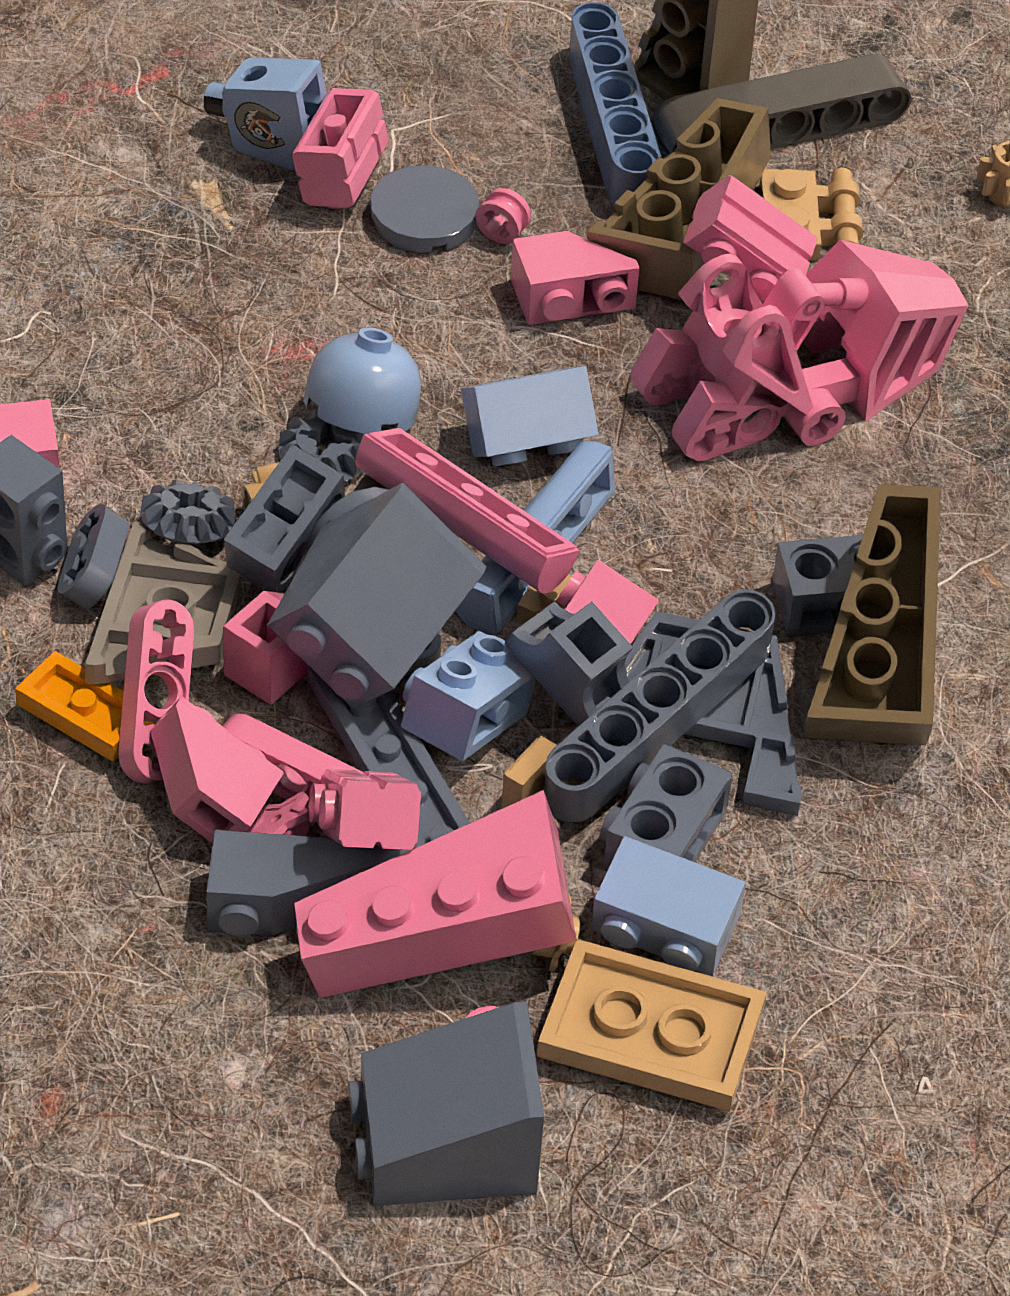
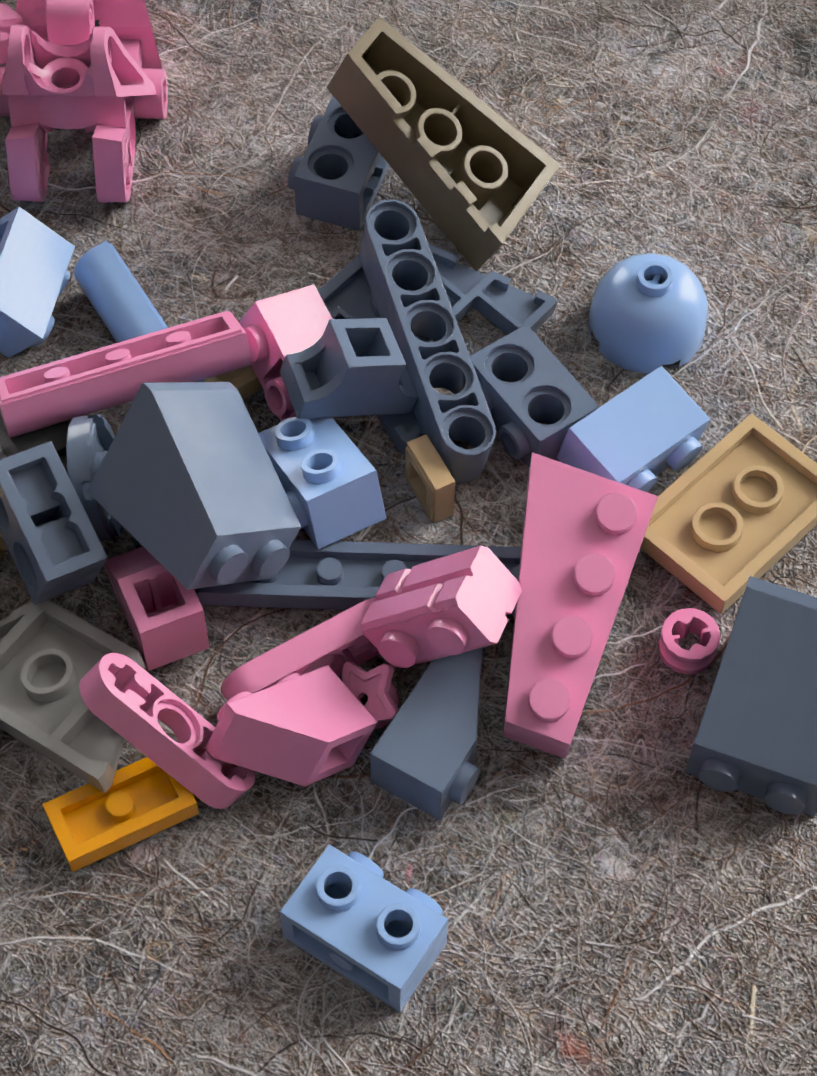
camera: 60 degrees left, 10 degrees up
(68, 903) = (365, 925): none -> light blue brick
(837, 879) = (648, 313): none -> light blue cylinder

